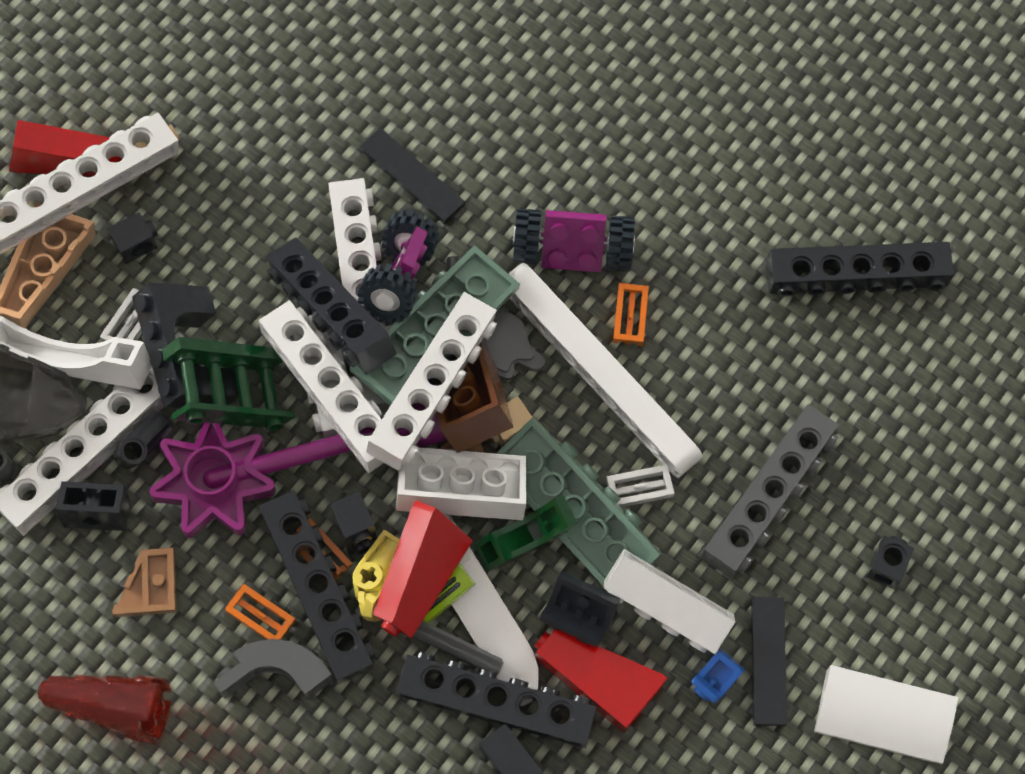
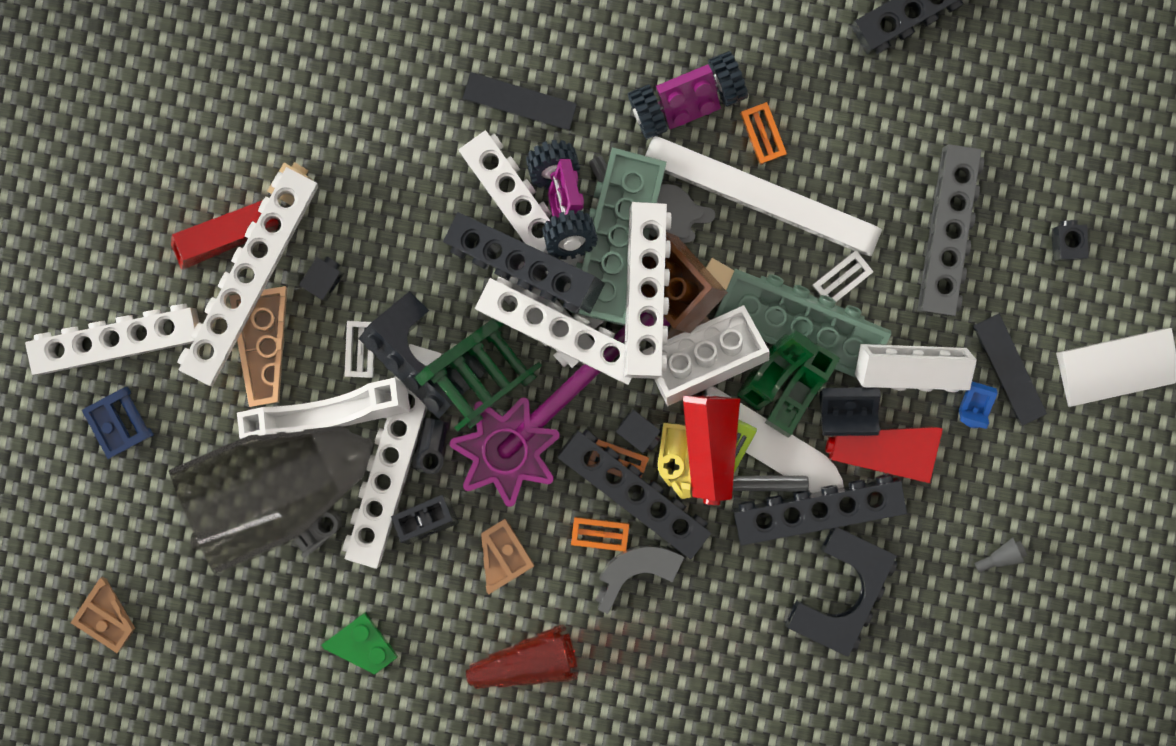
camera: 25 degrees left, 20 degrees up
(540, 571) = (801, 390): none -> dark green arch

